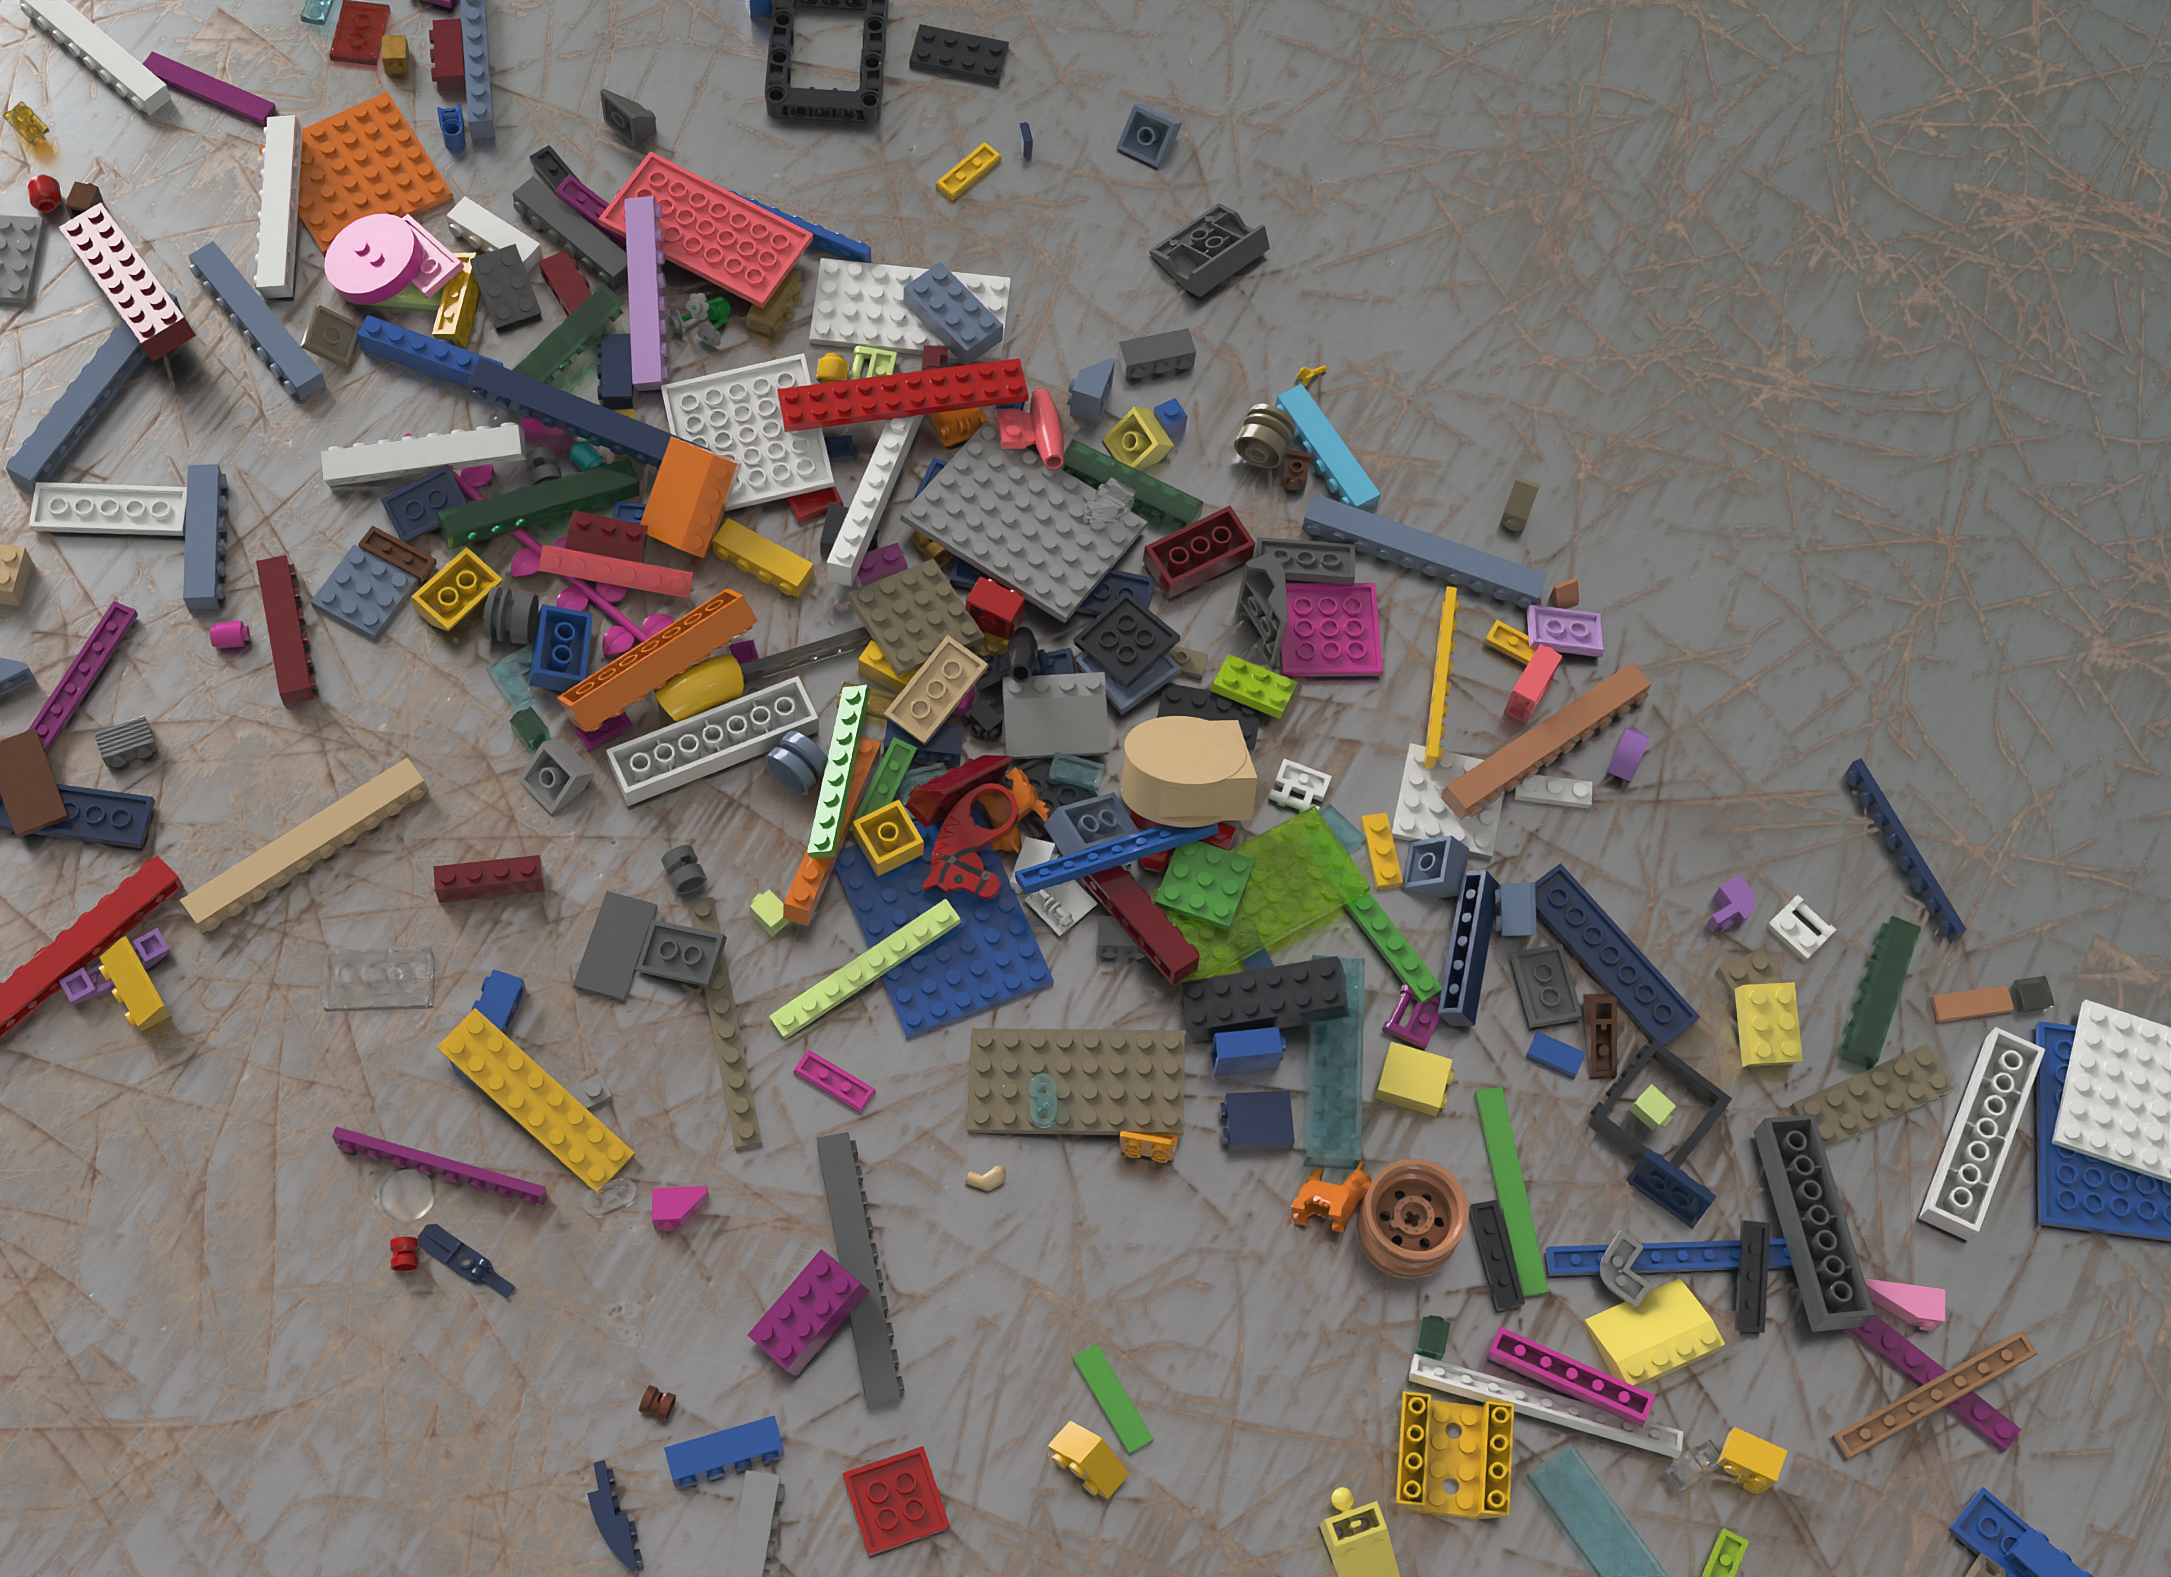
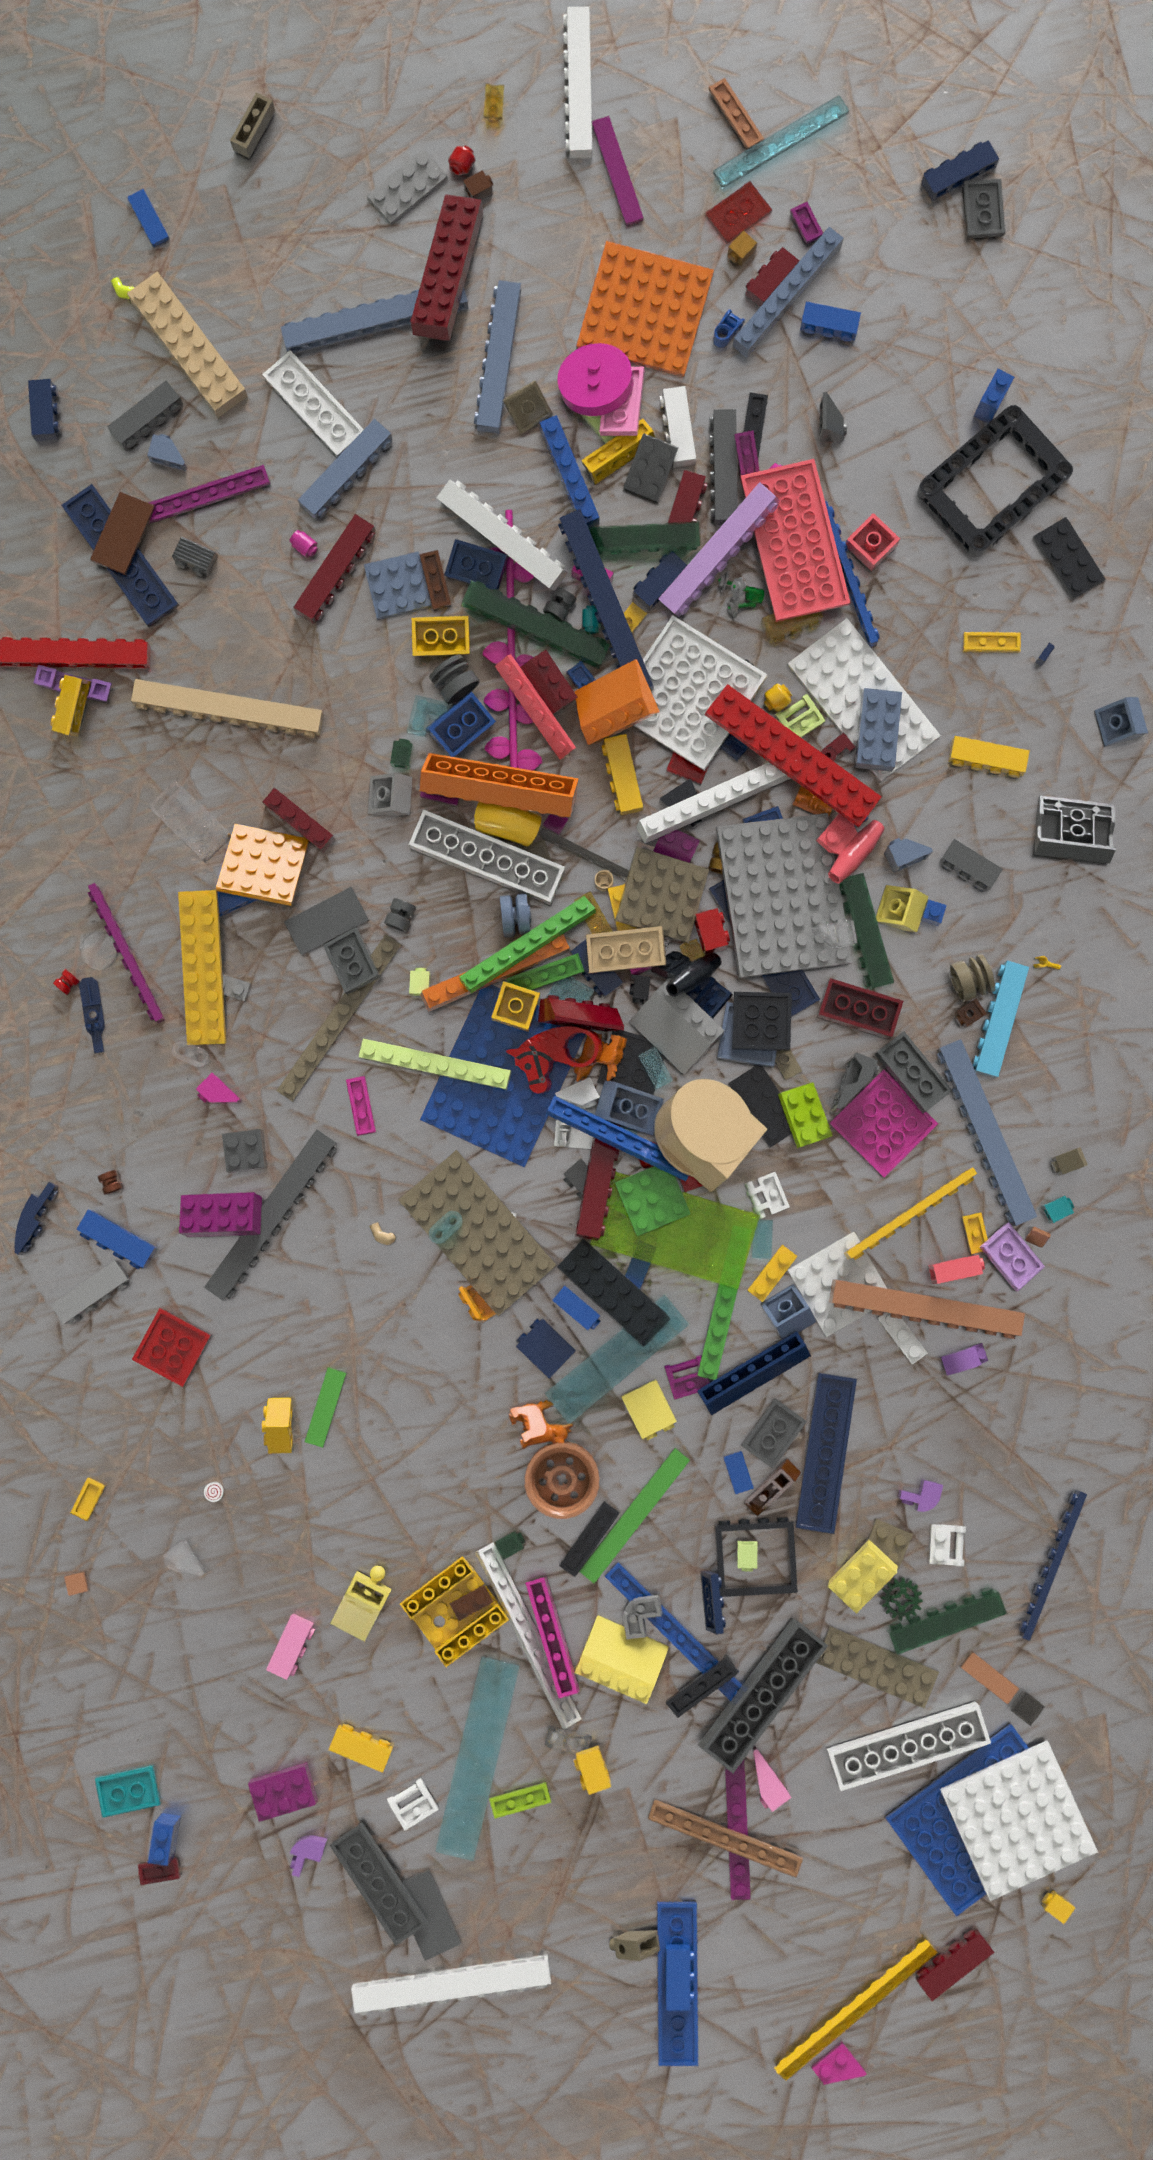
camera: 55 degrees right, 20 degrees up
(279, 207) = (577, 294): white brick -> none
(496, 948) = (262, 864): none -> plate
(540, 45) = (830, 321): none -> blue brick
(765, 1233) = (244, 1151): none -> dark grey brick
(776, 177) = (872, 542): none -> coral brick
(845, 656) = (603, 877): none -> tan wheel
(1070, 257) = (988, 756): none -> yellow brick
(1460, 1429) = (471, 1602): none -> reddish brown plate
(1516, 909) = (800, 1380): sand blue slope -> none
(1555, 556) = (1058, 1209): none -> teal brick
(1829, 1023) = (901, 1589): none -> dark green gear

